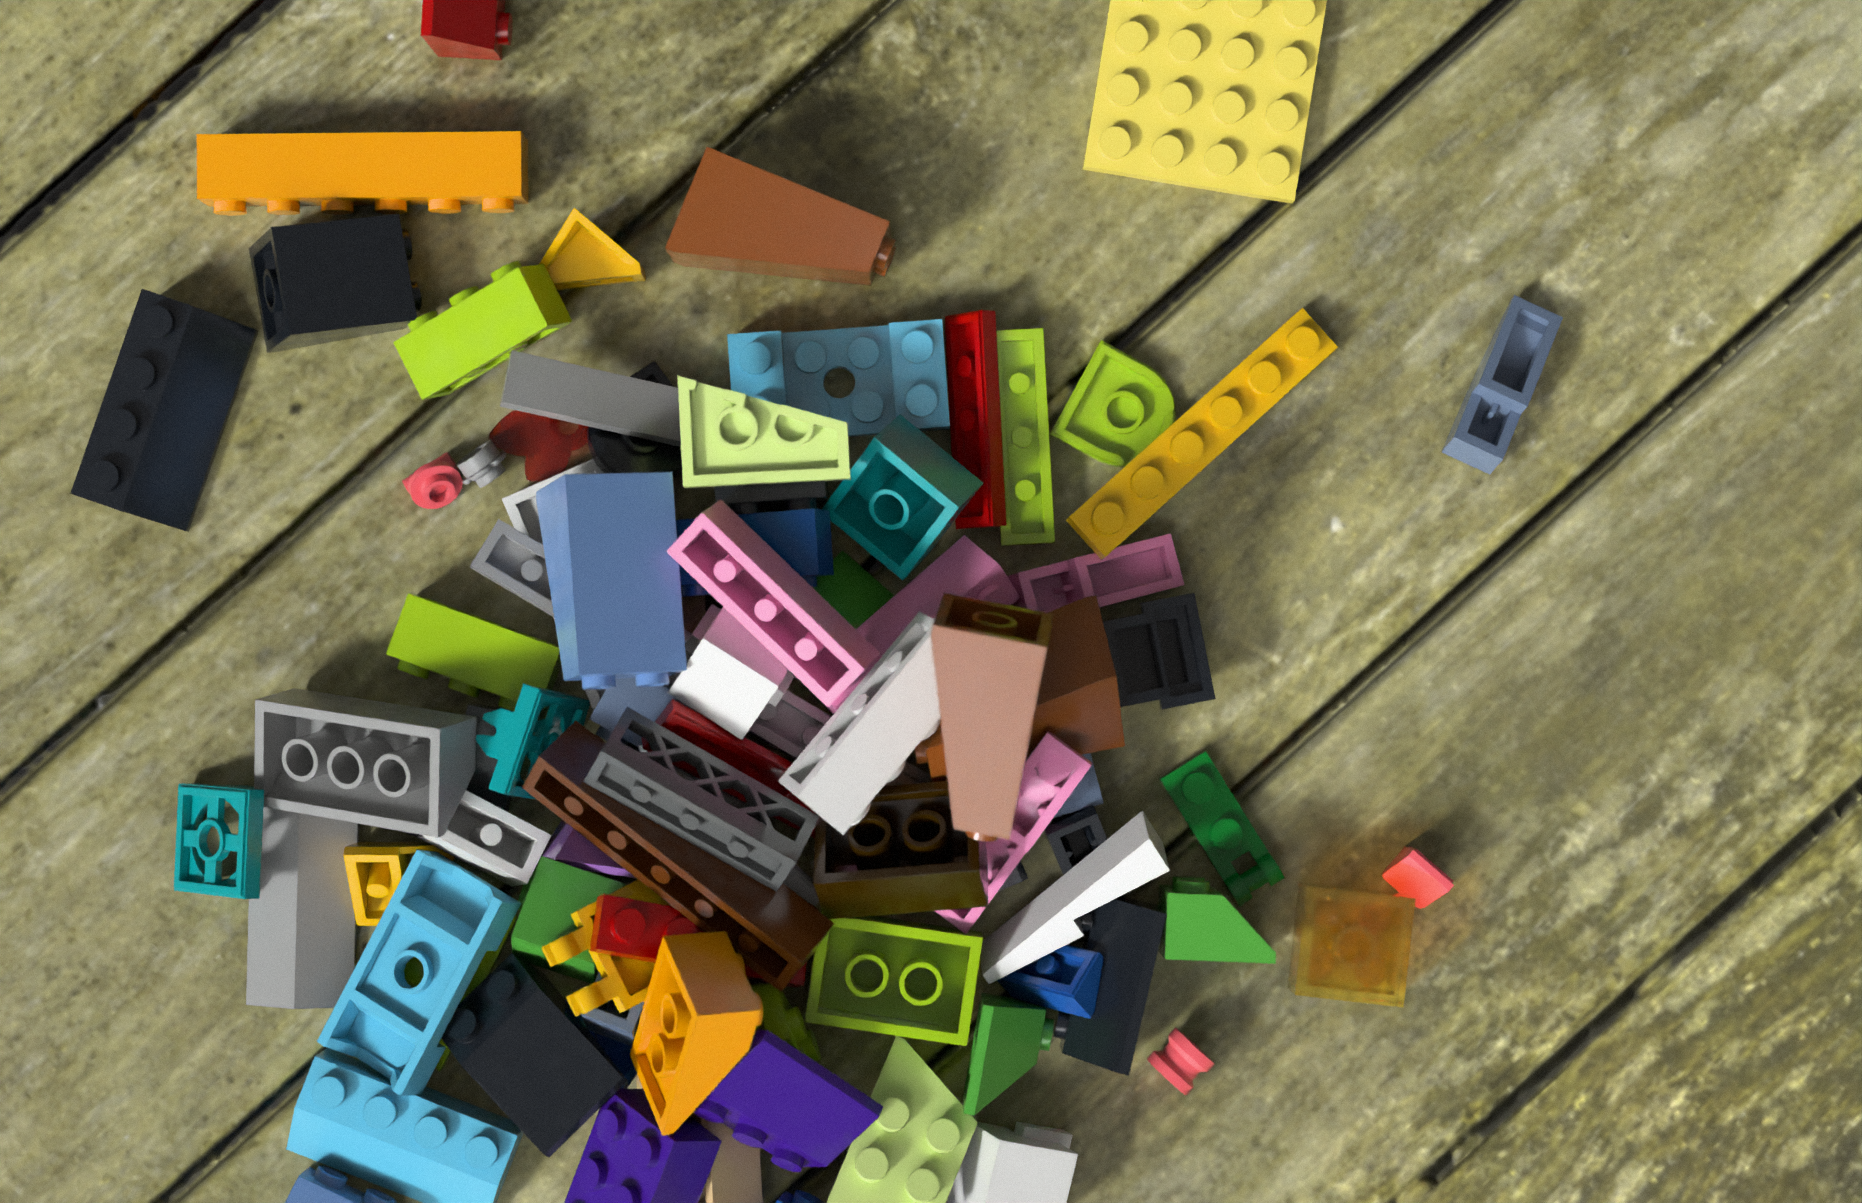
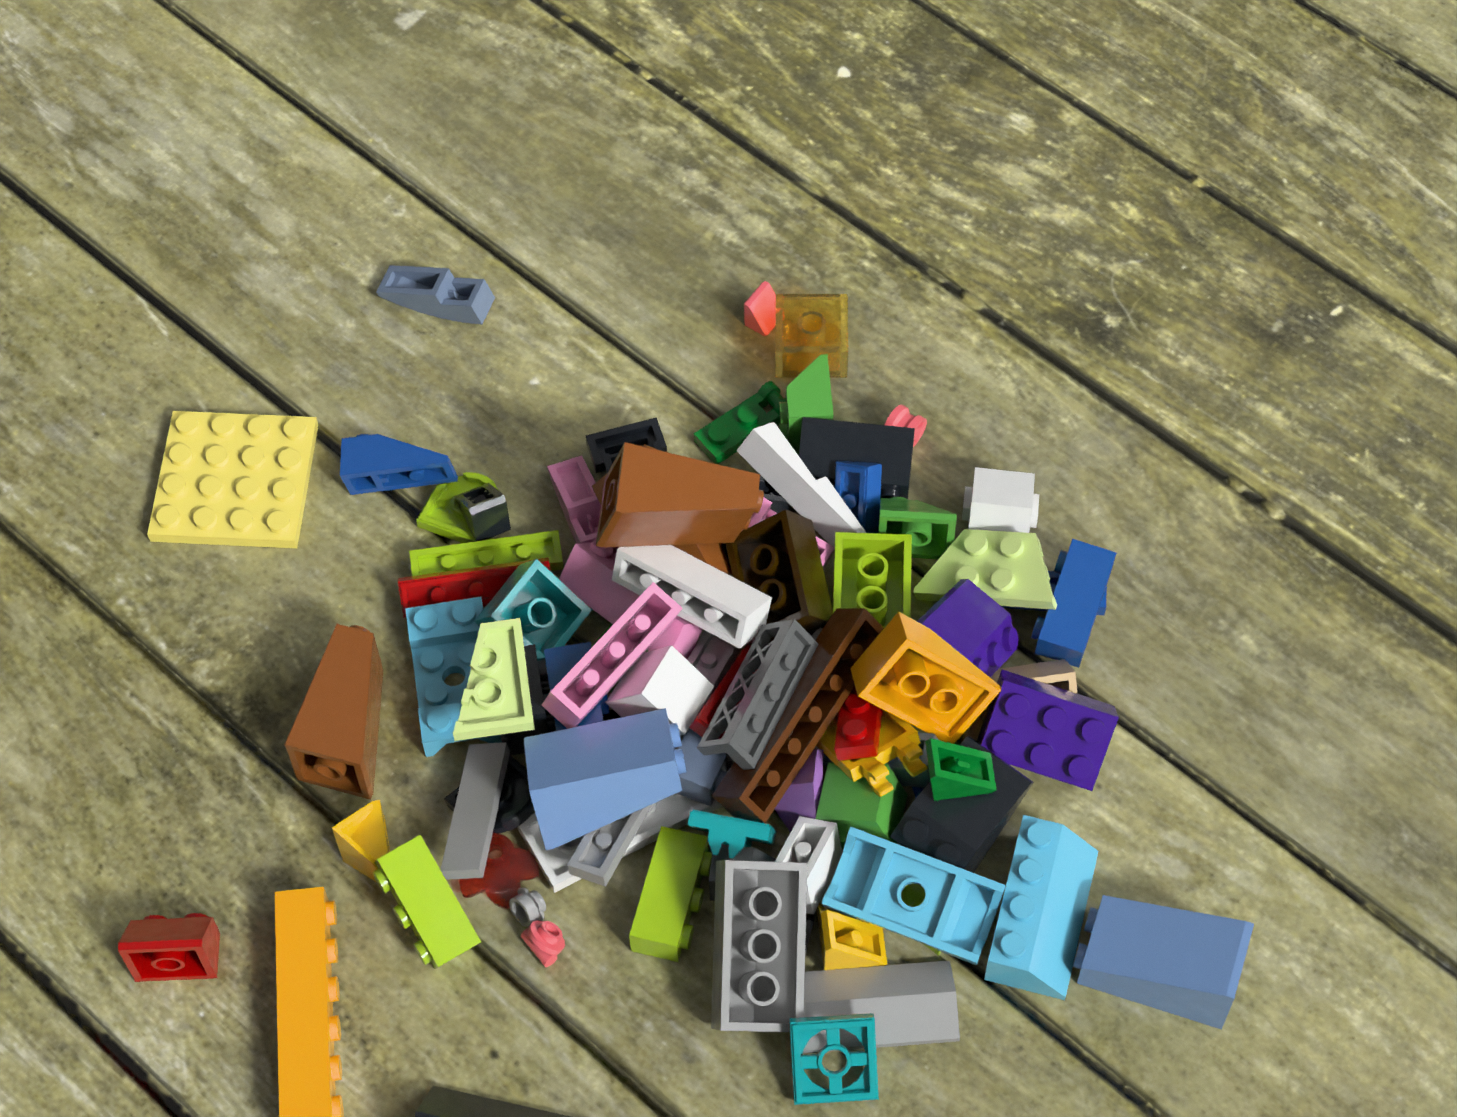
camera: 90 degrees left, 30 degrees down
(333, 281) = (394, 1026): black slope -> none
(558, 1060) = (958, 770): none -> green slope
(1098, 434) = (484, 511): none -> black slope
(1195, 290) = (386, 464): none -> blue slope
(1201, 434) = (479, 451): yellow plate -> none

